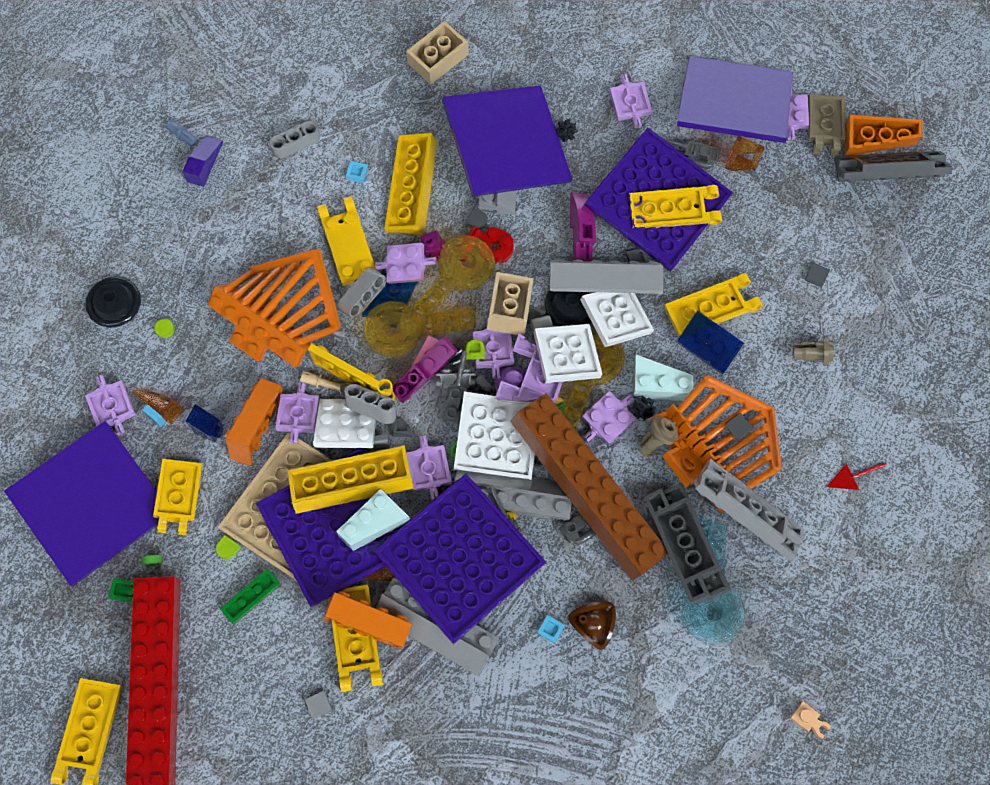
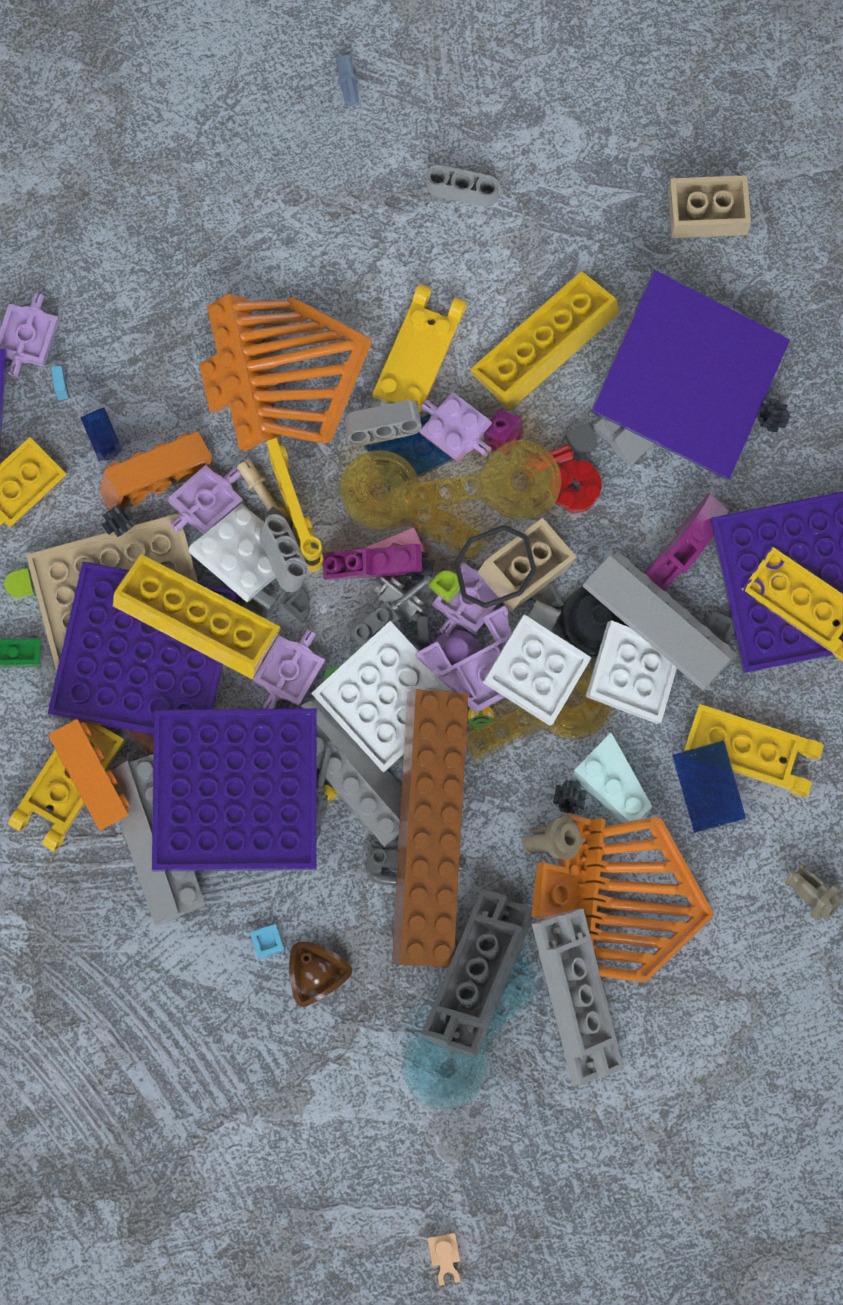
camera: 40 degrees right, 5 degrees up
(113, 302) = (119, 221): black piece -> none
(164, 328) = (148, 294): lime tile -> none
(166, 407) = (77, 376): clear orange piece -> none
(201, 161) = (343, 131): dark purple slope -> none
(257, 463) = (117, 520): none -> black gear
(357, 172) = (499, 278): medium azure tile -> none
(372, 520) = (178, 678): light aqua wedge -> none
(516, 328) = (506, 597): none -> black piece
(608, 418) = (524, 776): lavender plate -> none
(739, 427) = (650, 902): dark grey tile -> none
(846, 480) = (720, 1056): red piece -> none

